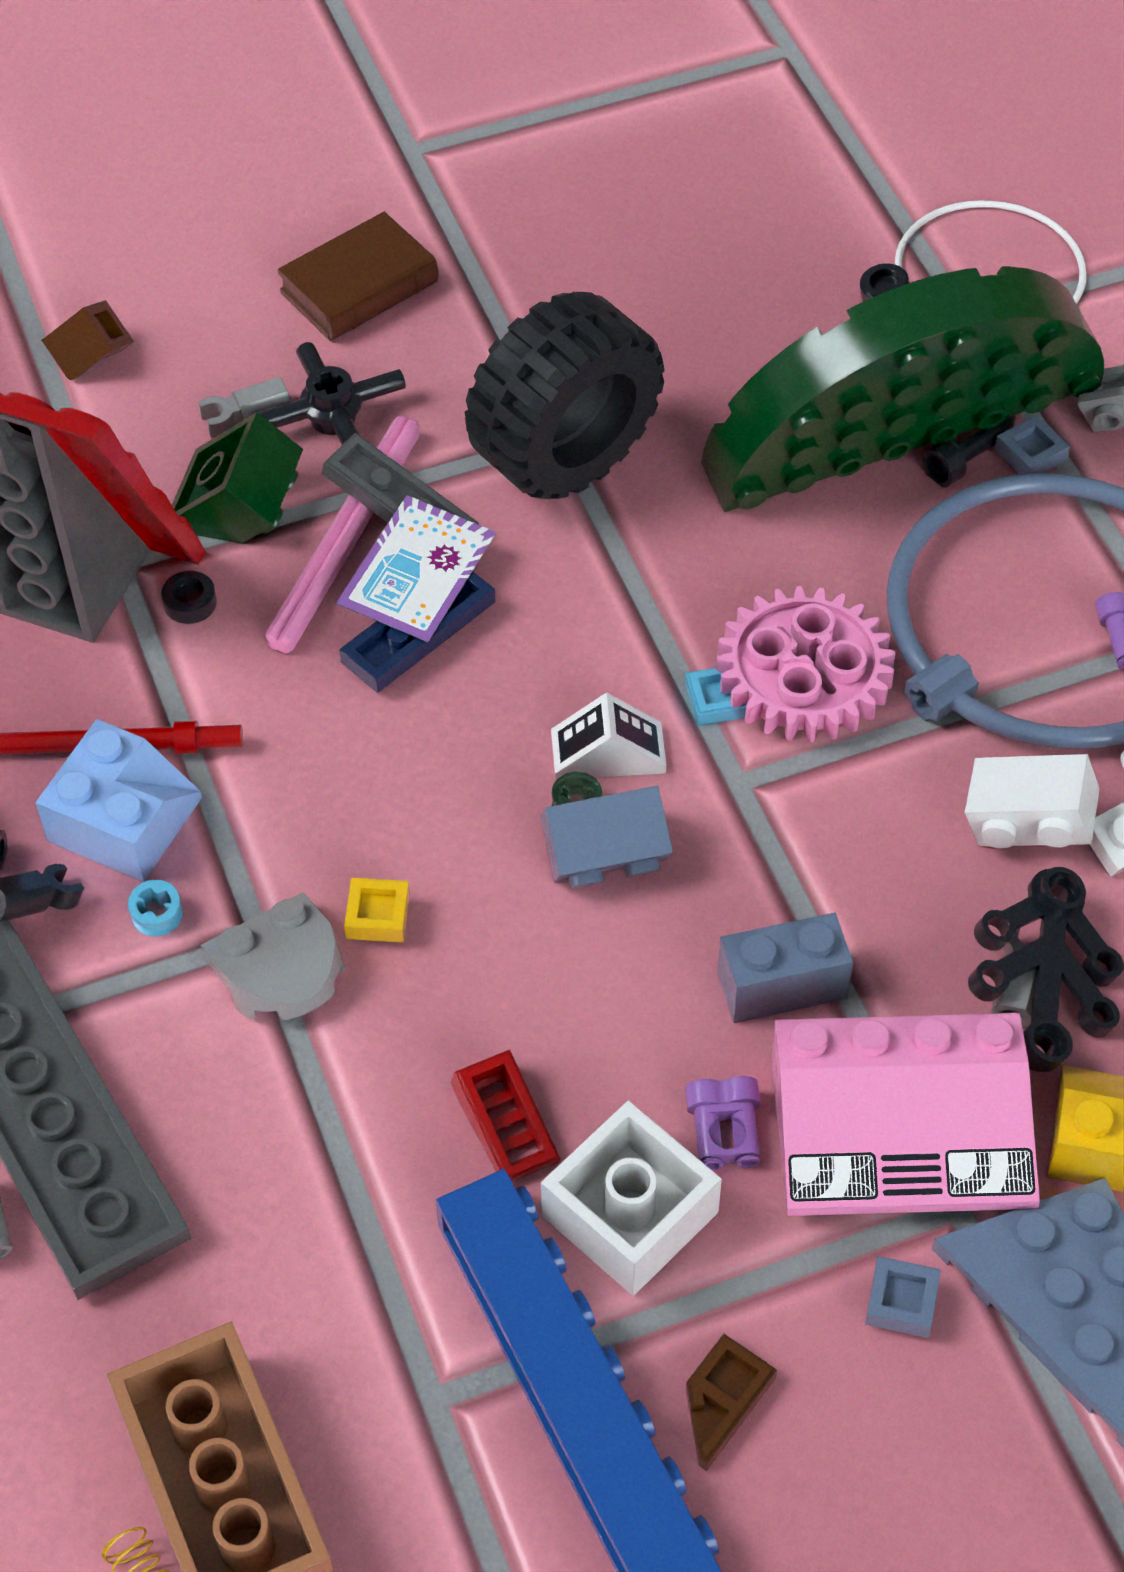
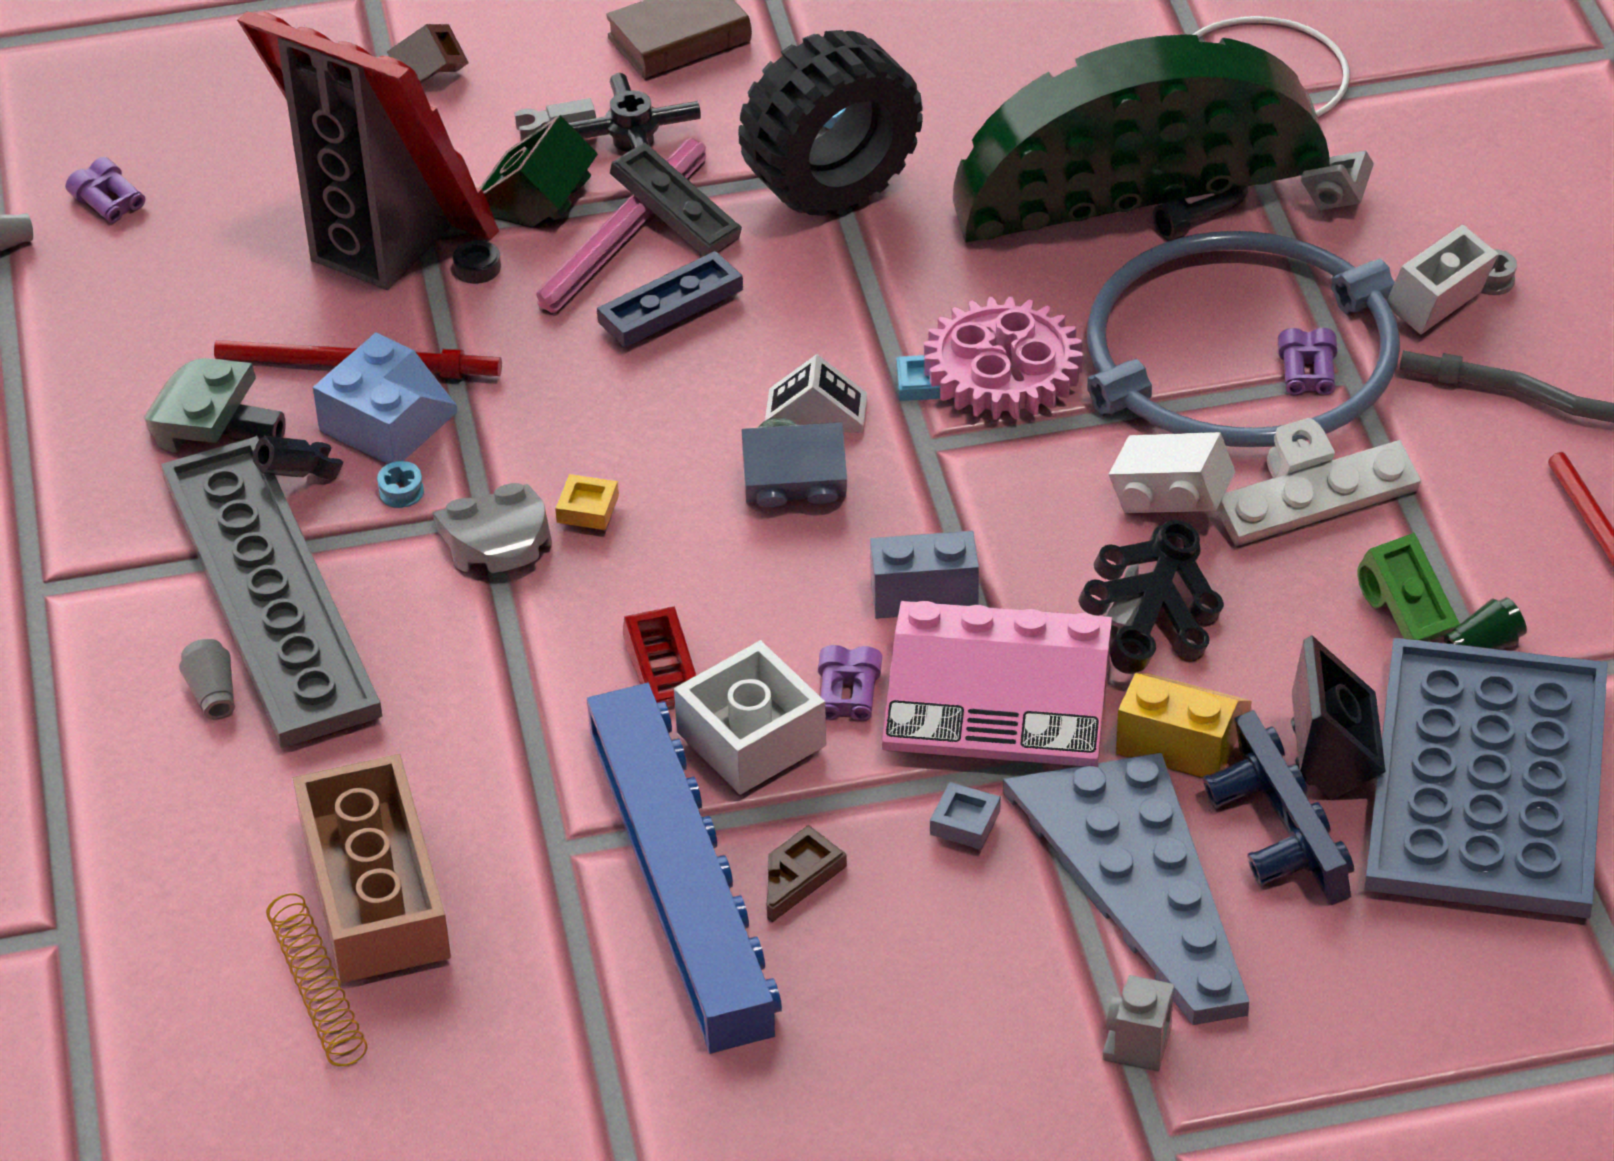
camera: 10 degrees right, 10 degrees down
(416, 568) = (677, 252): sticker -> none
(1032, 447) = (1254, 212): sand blue plate -> none

